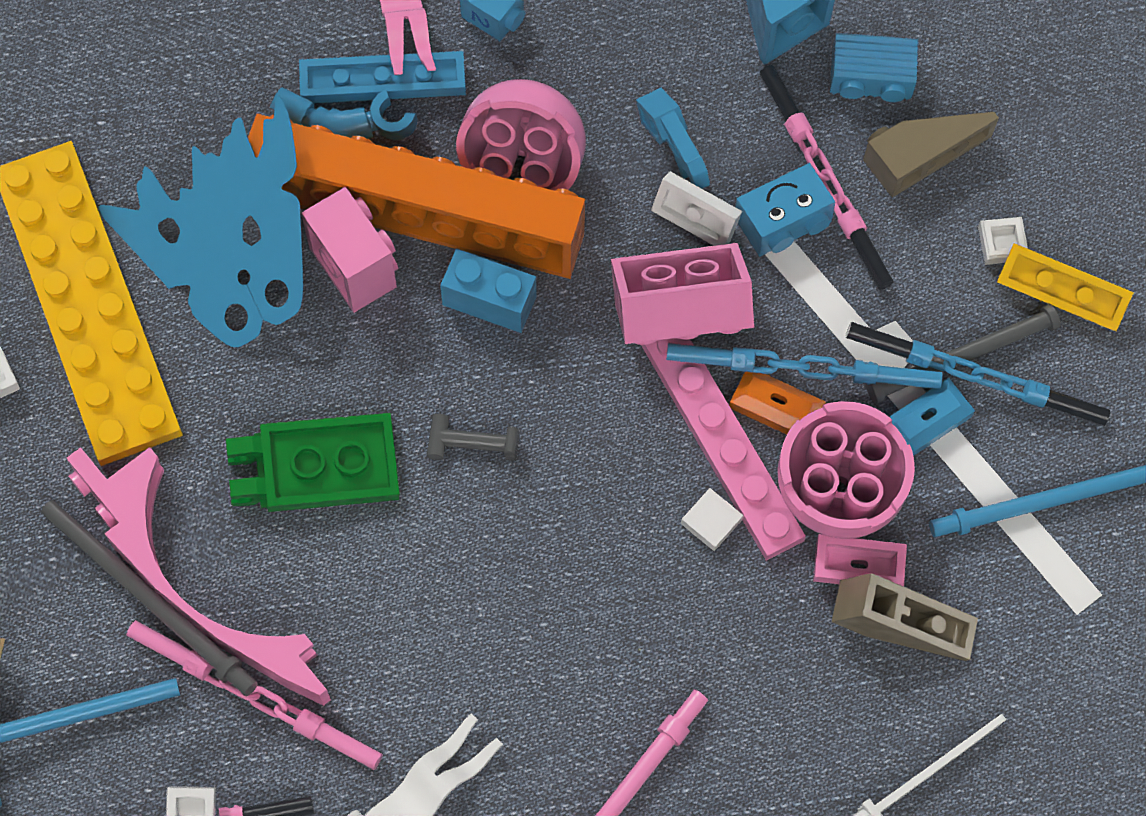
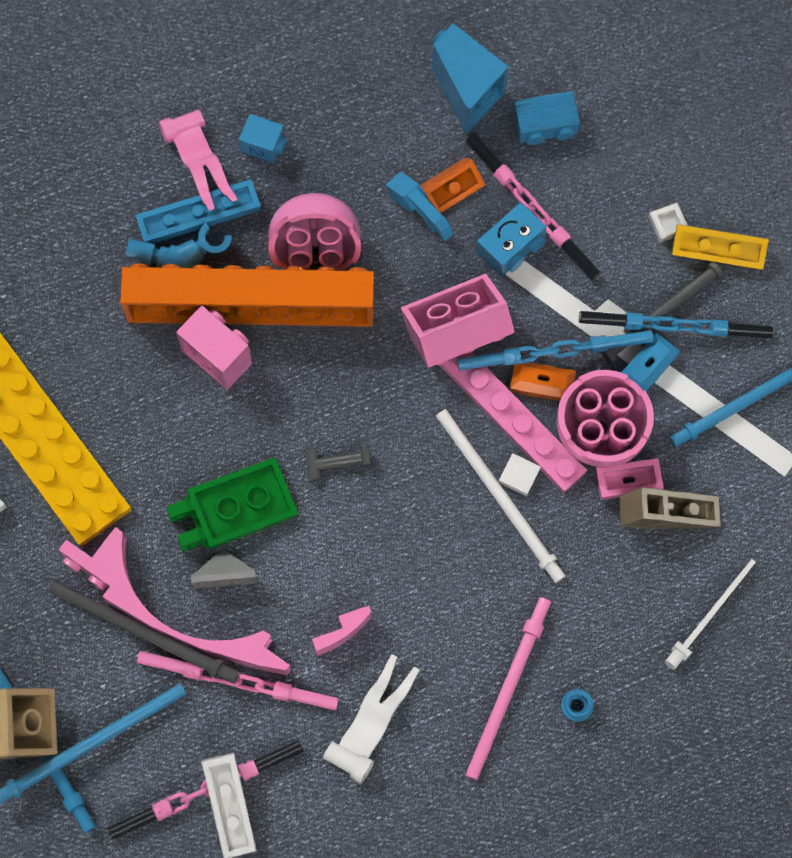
camera: 15 degrees left, 5 degrees up
(211, 229) = (112, 363): dark azure piece -> none
(277, 545) = (223, 571): none -> light grey slope
(426, 660) = (350, 625): none -> bright pink slope
(488, 290) = (320, 351): dark azure brick -> none
(696, 210) = (449, 255): white plate -> none
(718, 643) = (546, 560): none -> white bar
(727, 124) = (453, 184): none -> orange slope
(922, 146) = (595, 168): dark tan slope -> none

